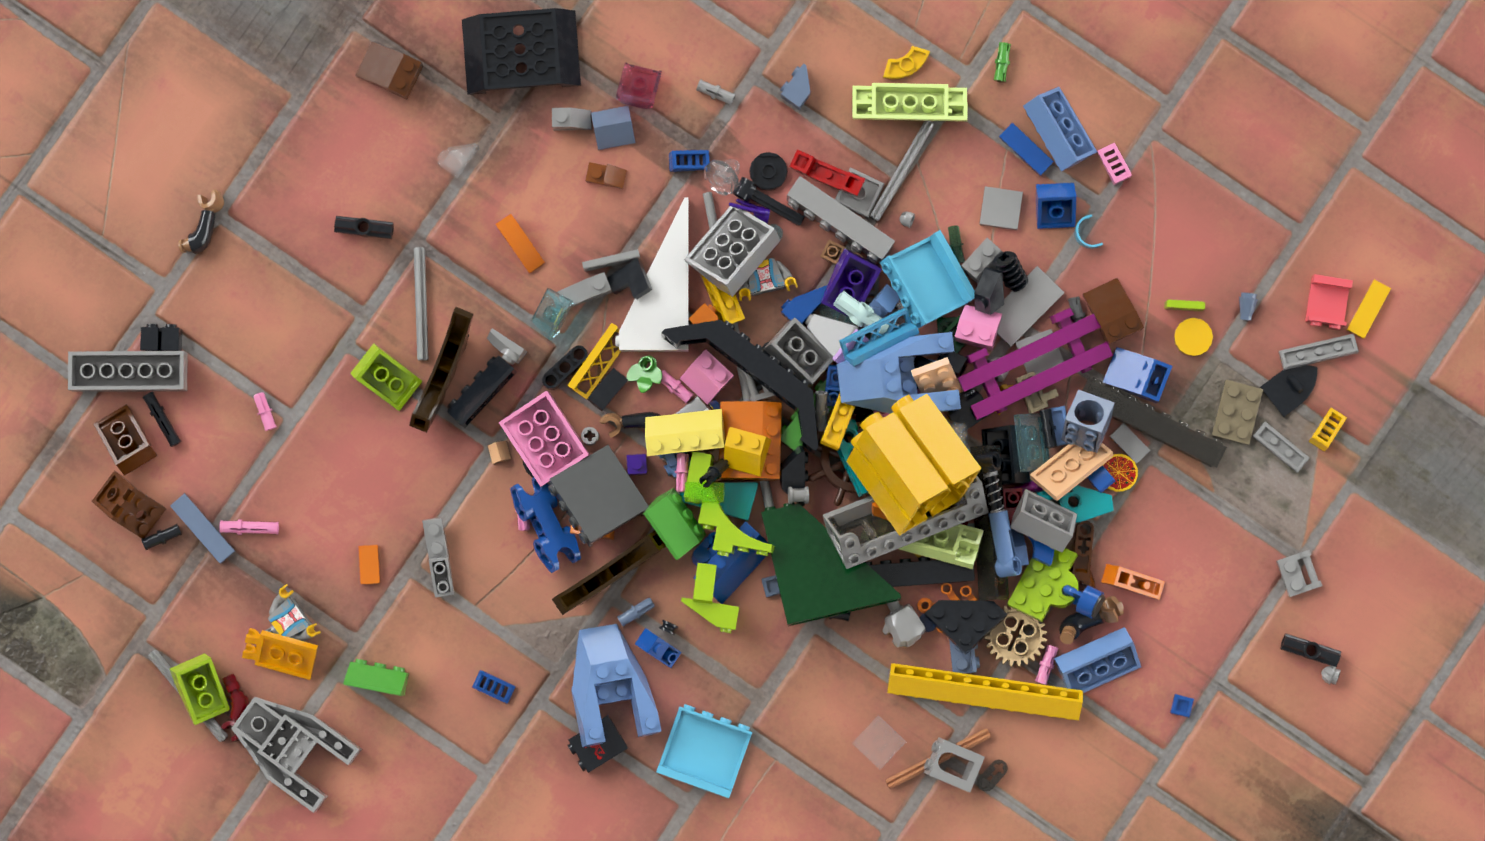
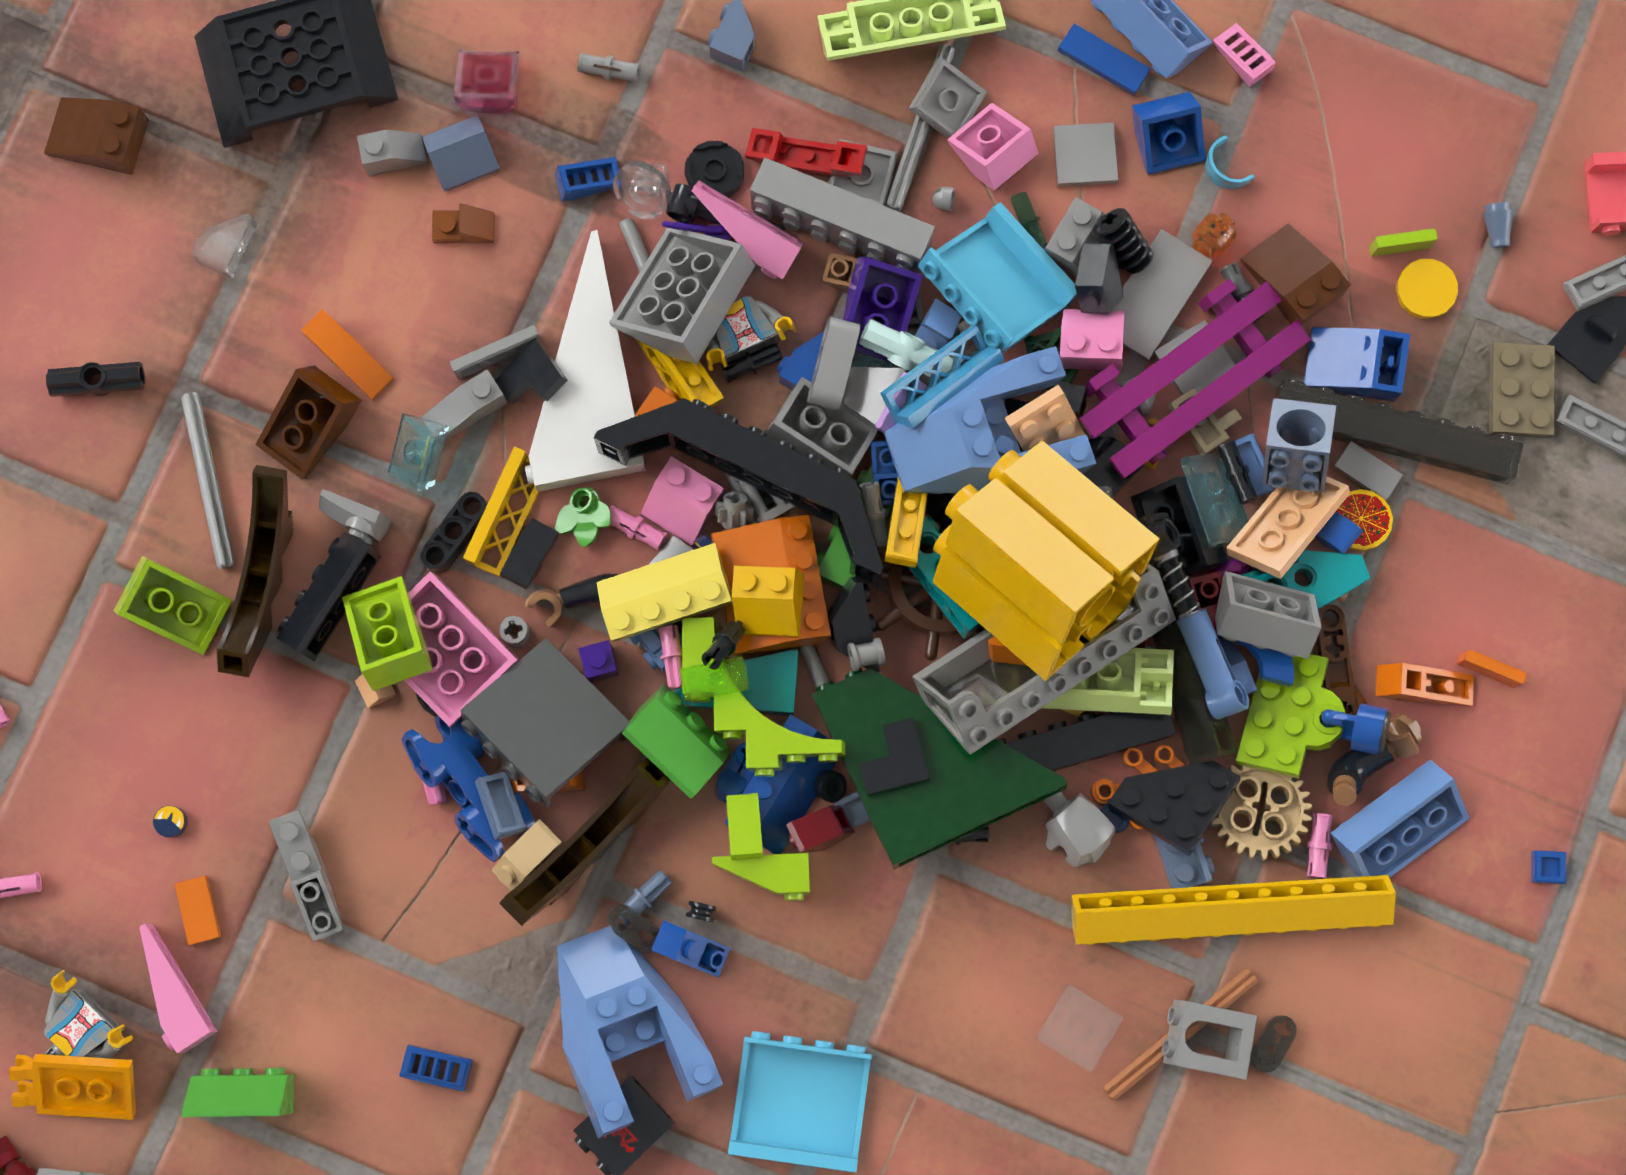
camera: 15 degrees left, 5 degrees down
(348, 619) = (177, 1005): none -> bright pink slope
(362, 508) = (170, 821): none -> tile
(488, 279) = (307, 420): none -> reddish brown slope
(514, 423) = (386, 634): none -> lime slope
(562, 540) = (500, 805): none -> sand blue tile
(571, 573) = (526, 855): none -> tan slope
(630, 626) = (631, 934): none -> clear smoke beam
(737, 390) = (734, 510): none -> light grey gear
(749, 593) = (820, 829): none -> dark red slope
(761, 568) = (830, 786): none -> black tile
(767, 298) = (752, 362): none -> black axle
(788, 224) = (762, 240): none -> bright pink slope
(804, 568) = (903, 766): none -> black tile
(815, 314) = (833, 363): none -> light grey beam
(922, 157) = (947, 98): none -> light grey tile
(944, 192) = (994, 145): none -> bright pink slope
(1068, 277) = (1214, 235): none -> clear orange head
(1175, 579) = (1492, 668): none -> orange tile

